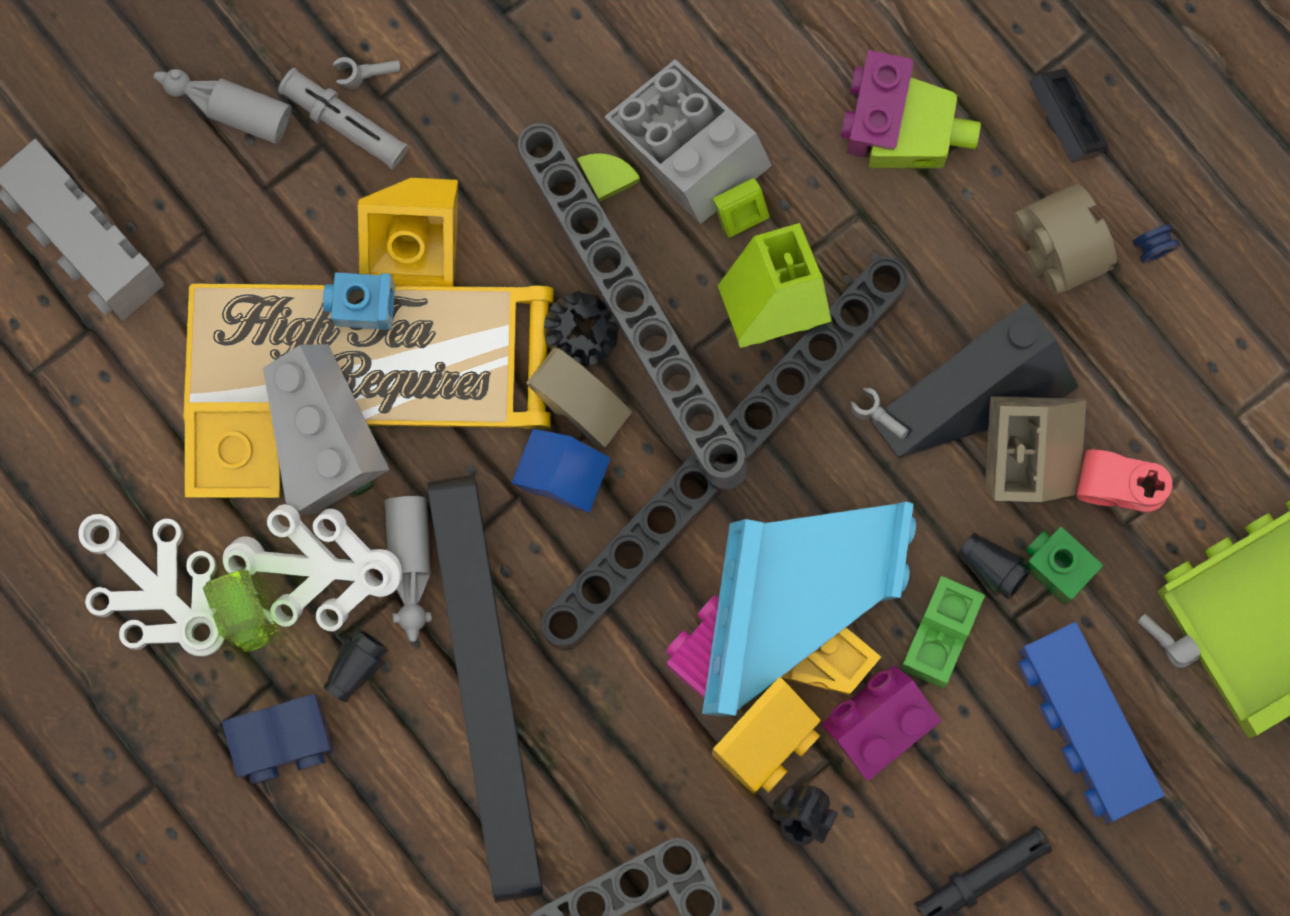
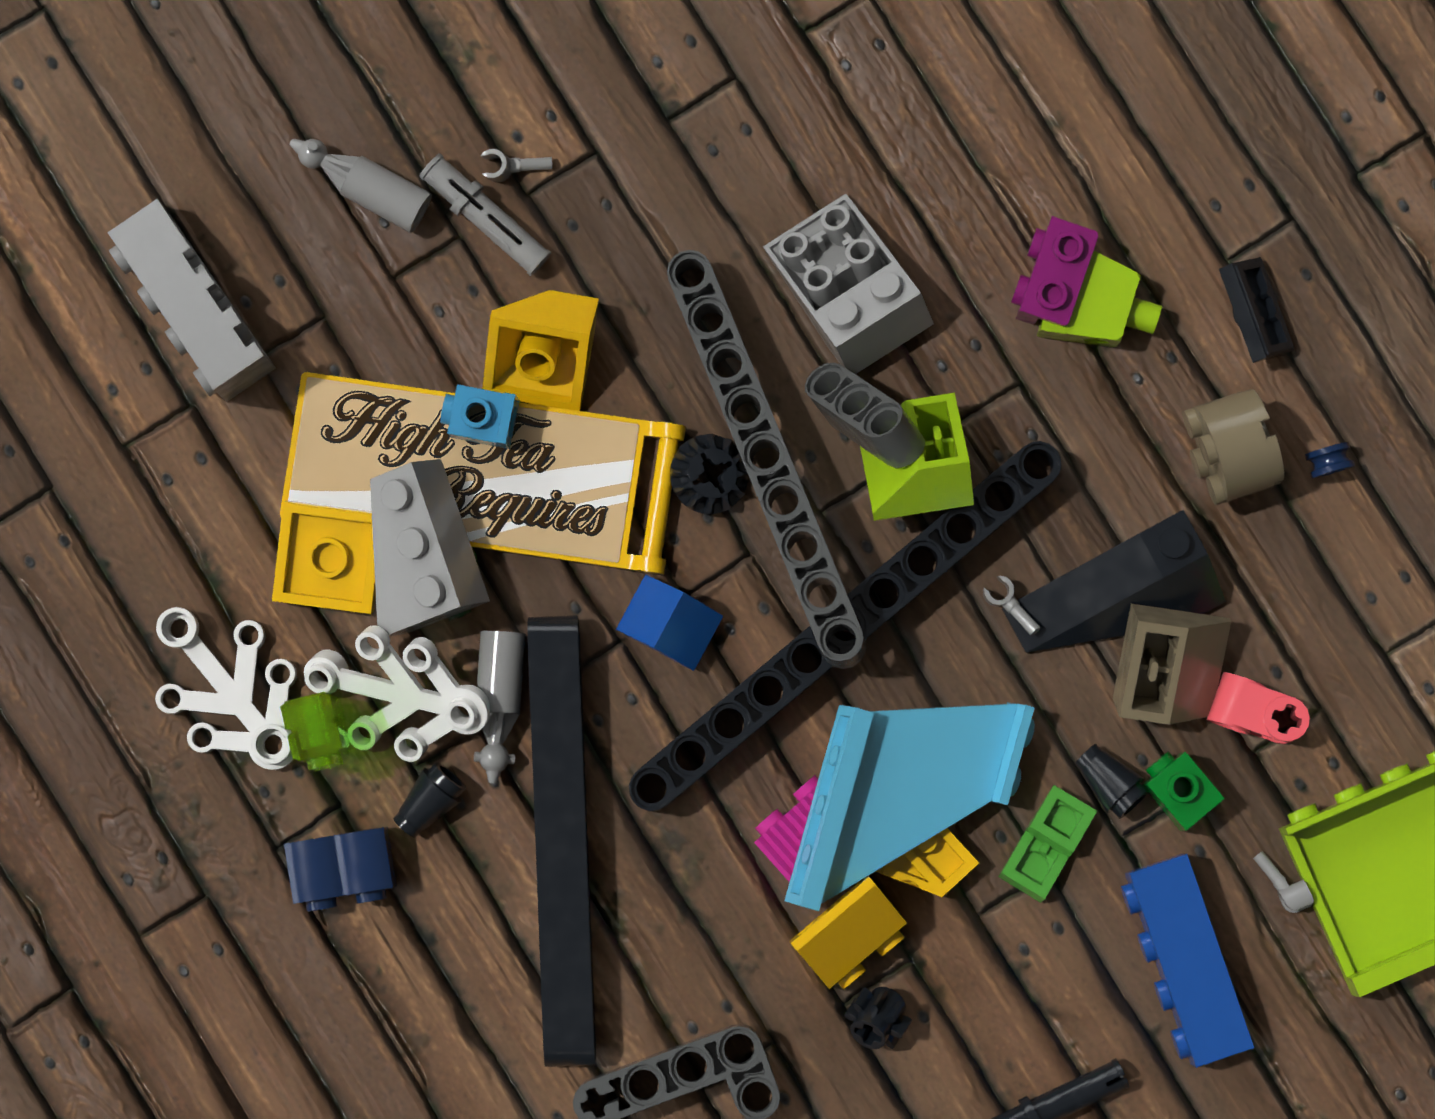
camera: 10 degrees right, 5 degrees up
(579, 396) = (698, 547): dark tan slope -> none
(607, 174) = (758, 310): lime tile -> none
(719, 251) = (865, 415): none -> dark grey beam
(741, 208) = (895, 365): lime tile -> none
(881, 721) = (970, 929): magenta bracket -> none

